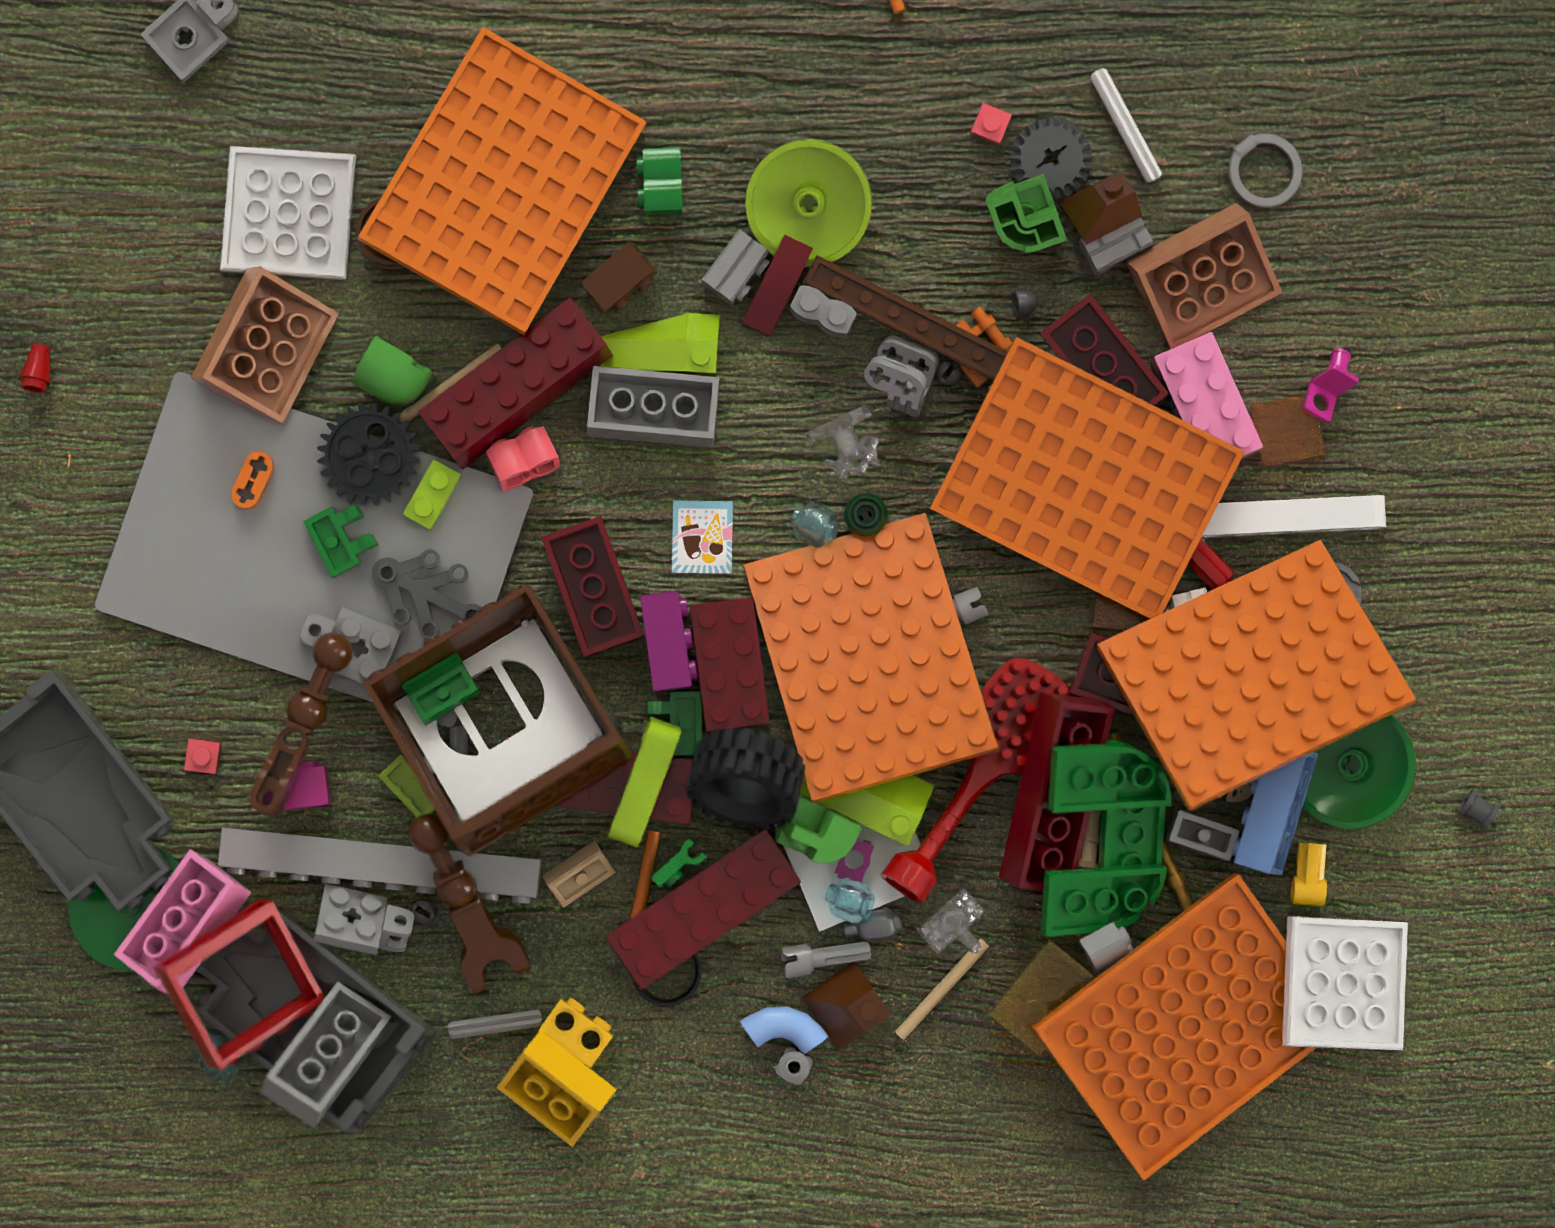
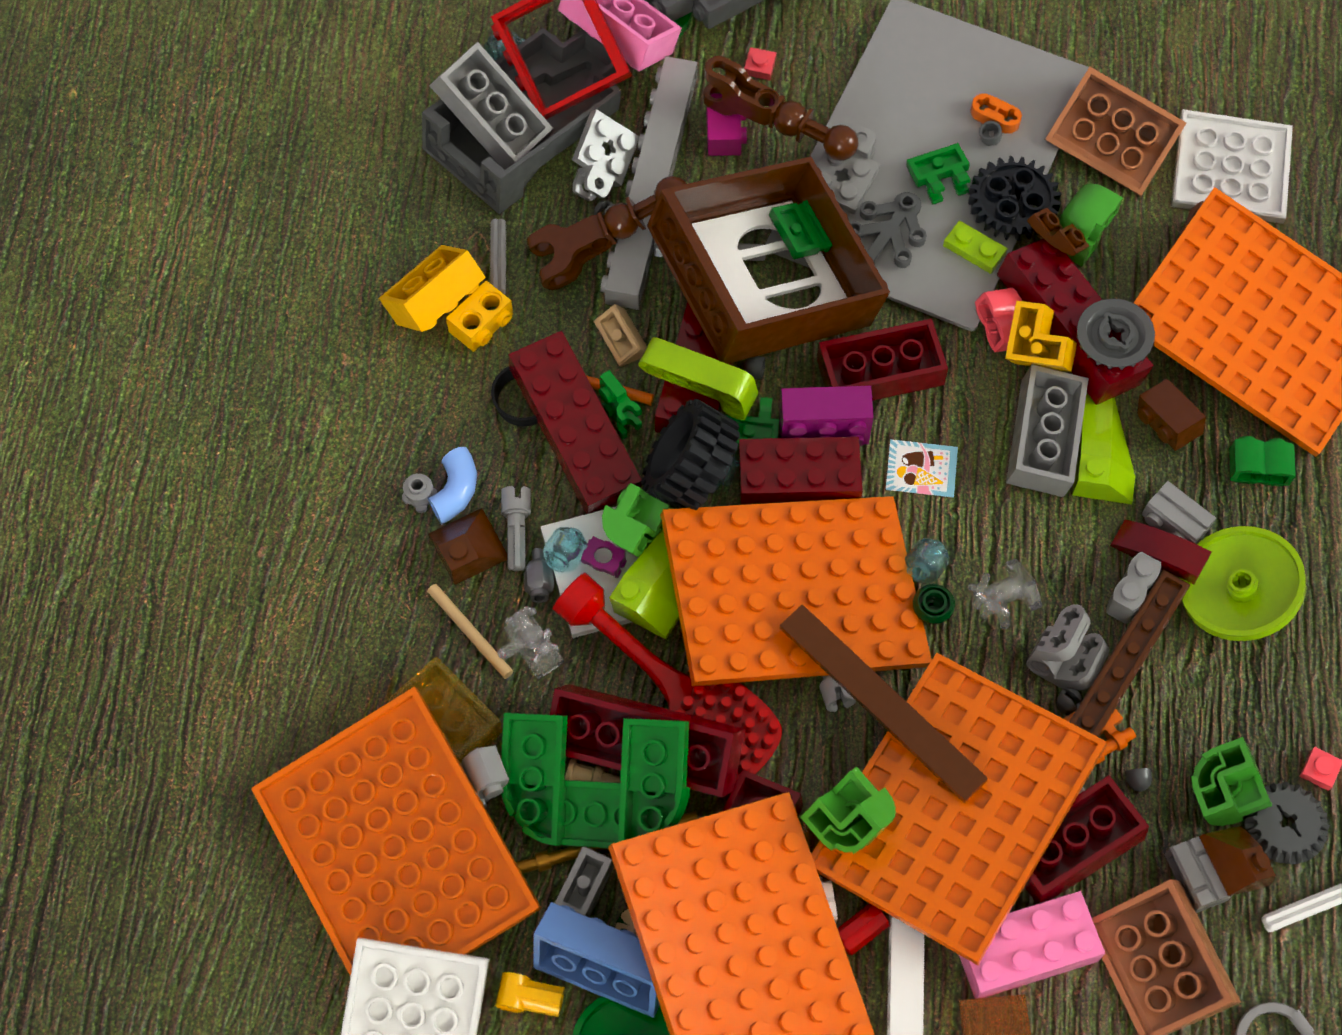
camera: 100 degrees right, 20 degrees down
(285, 491) = (984, 133): none -> dark grey hinge
(426, 401) = (1066, 239): none -> reddish brown slope
(556, 317) = (1121, 316): none -> dark grey gear
(566, 425) = (1032, 342): none -> yellow brick
(995, 559) = (884, 704): none -> reddish brown tile
(1117, 580) = (850, 813): none -> bright green brick

